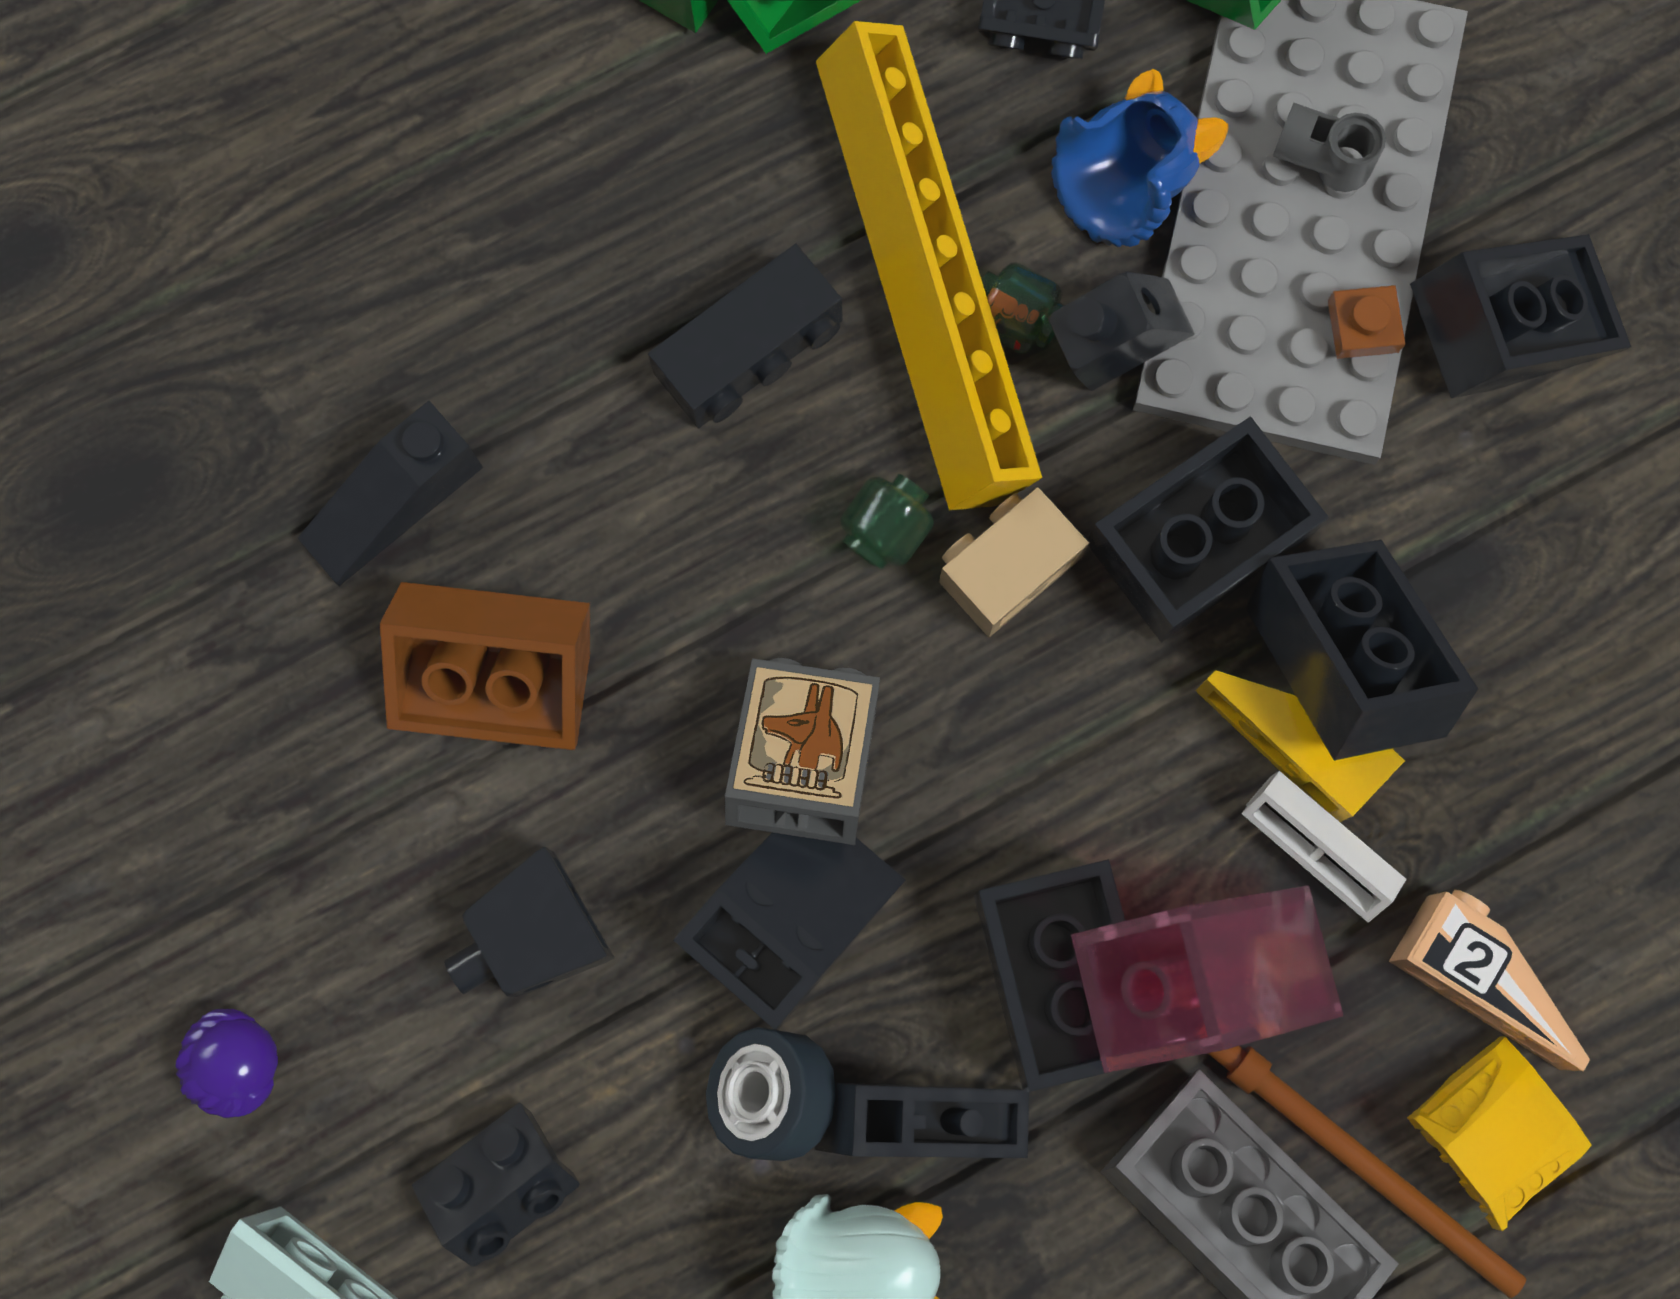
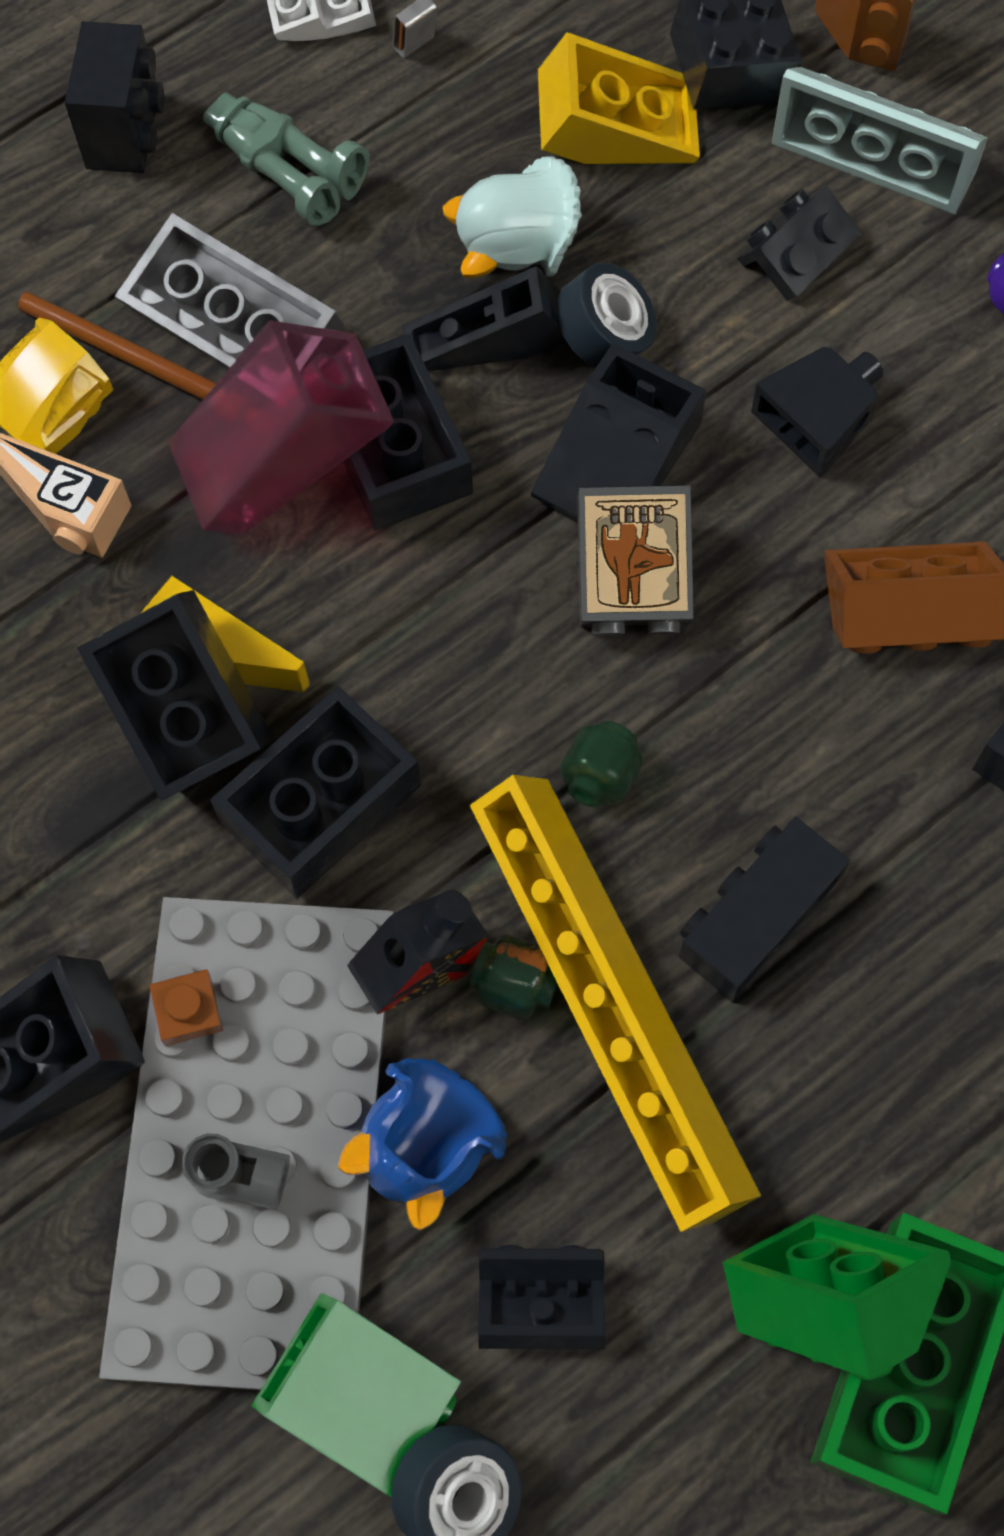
camera: 170 degrees right, 10 degrees down
(1011, 560) = (484, 745): tan brick -> none
(1329, 838) = (167, 553): white piece -> none

